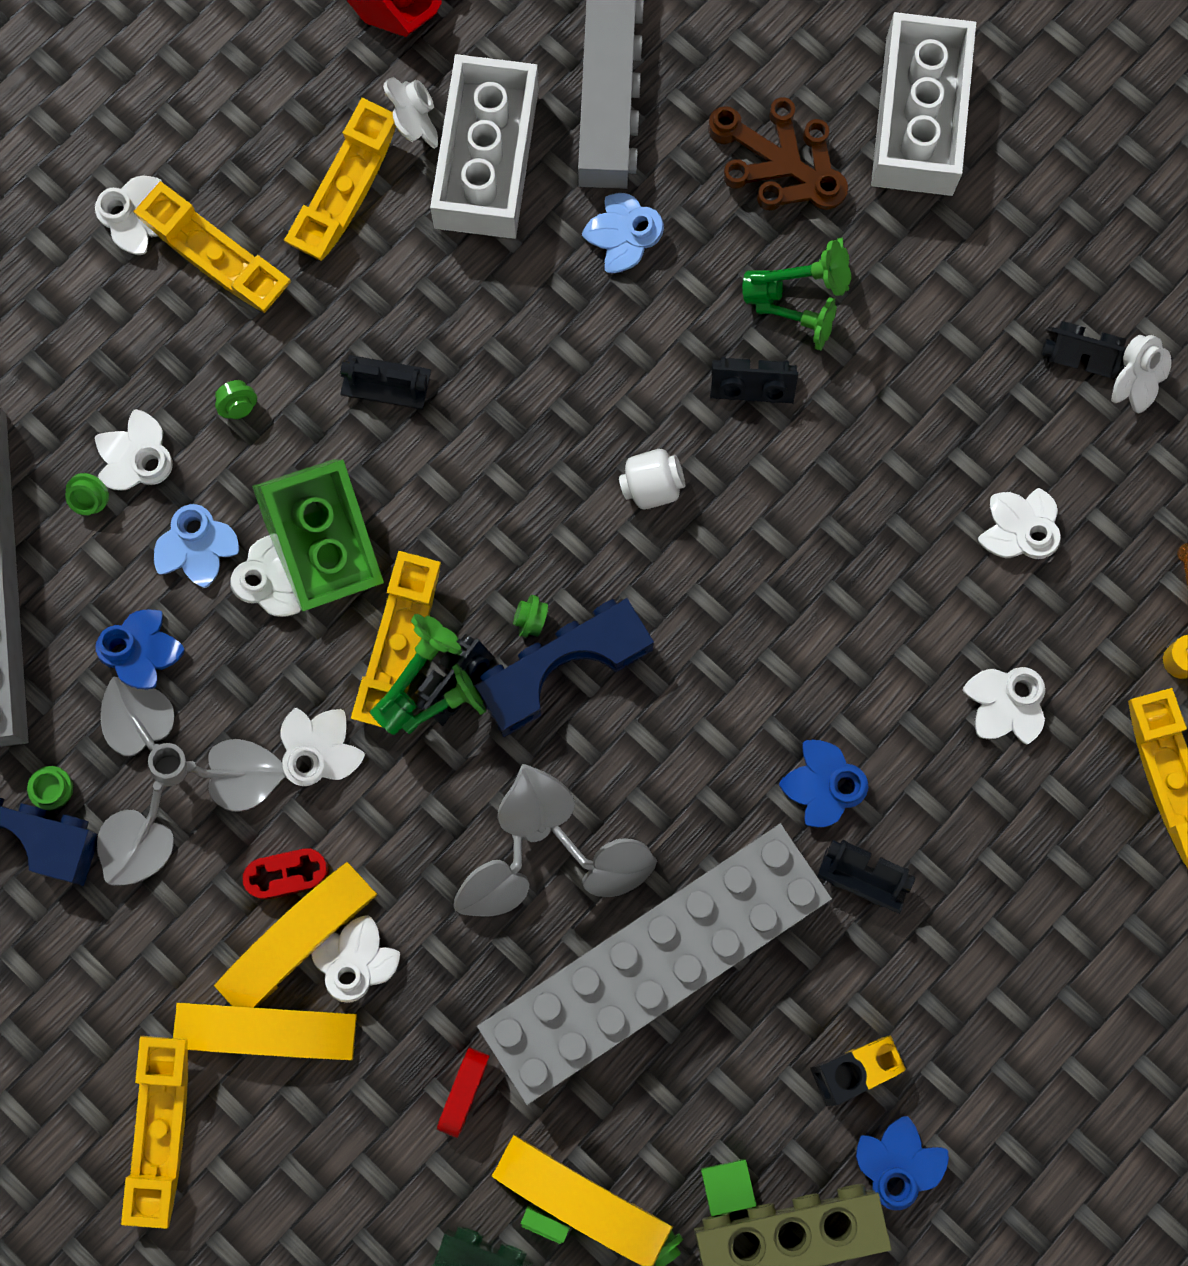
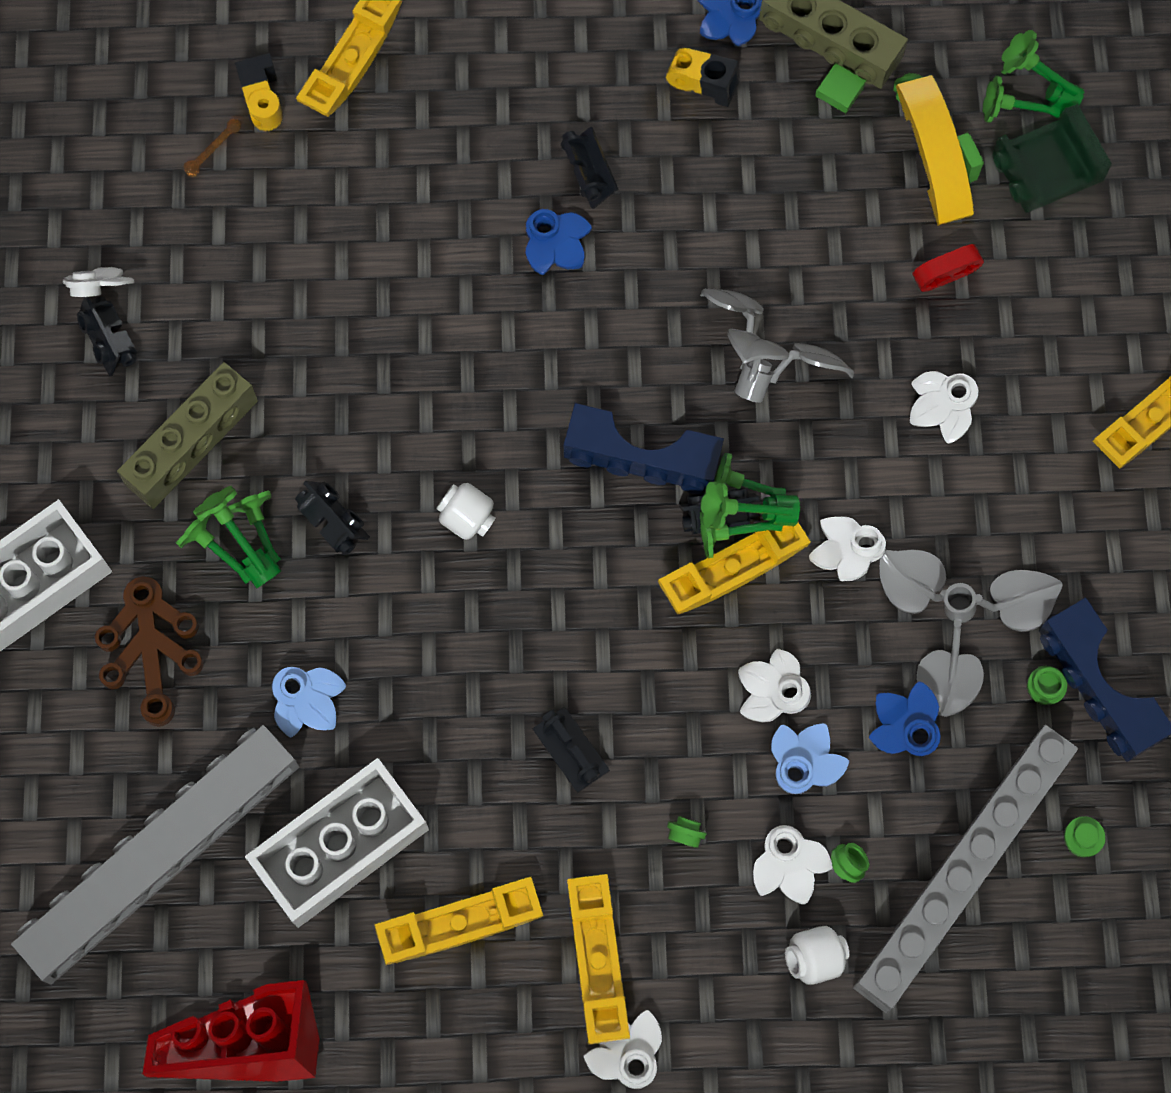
camera: 135 degrees left, 5 degrees down
(48, 401) = (817, 955): none -> white head
(266, 1031) = (1042, 411): yellow slope -> none
(283, 863) = (944, 484): red beam -> none
(295, 937) = (969, 444): yellow slope -> none
(319, 533) = (716, 682): bright green slope -> none
(411, 110) = (354, 932): white plate -> none
(530, 616) = (632, 500): bright green plate -> none
(653, 963) = (764, 231): light grey brick -> none
(930, 329) = (188, 435): none -> olive brick
(1002, 708) = (402, 184): white plate -> none
(1016, 522) = (270, 276): white plate -> none

